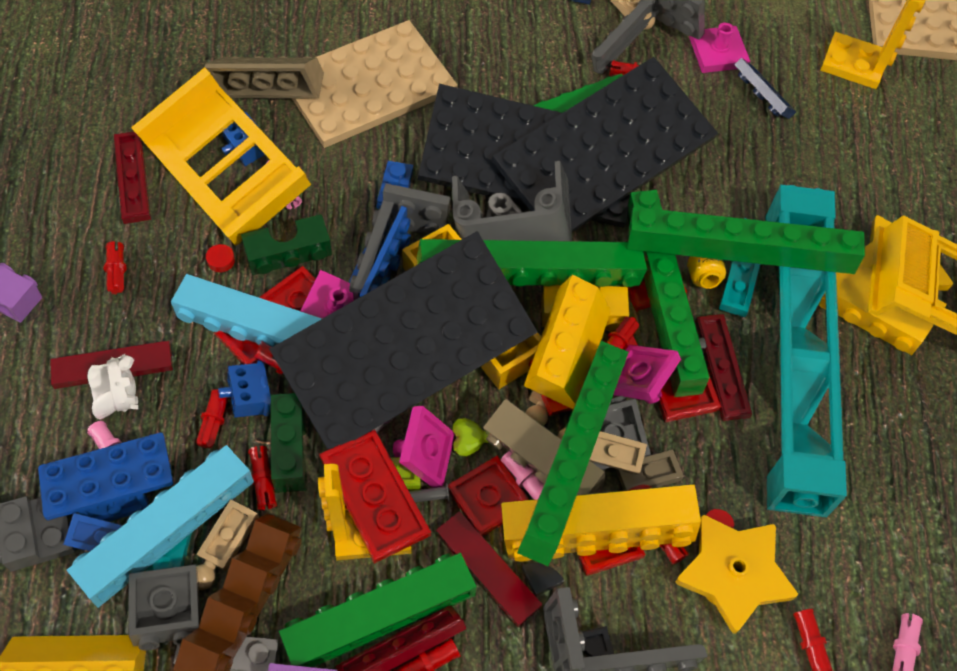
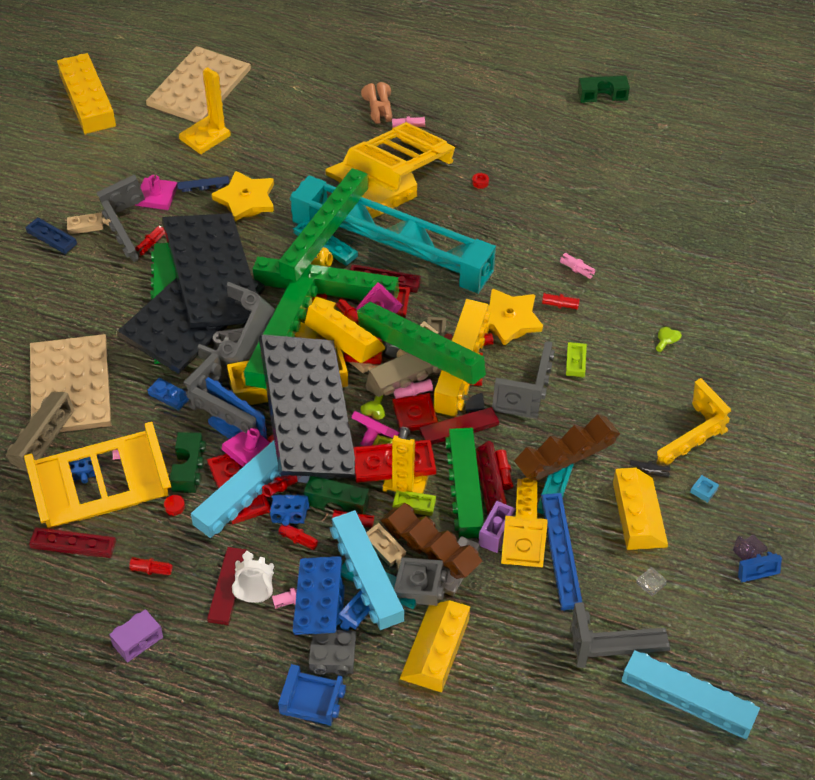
camera: 65 degrees left, 10 degrees down
(318, 552) = (421, 503): none -> lime plate
(770, 143) = (246, 196): none -> yellow plate

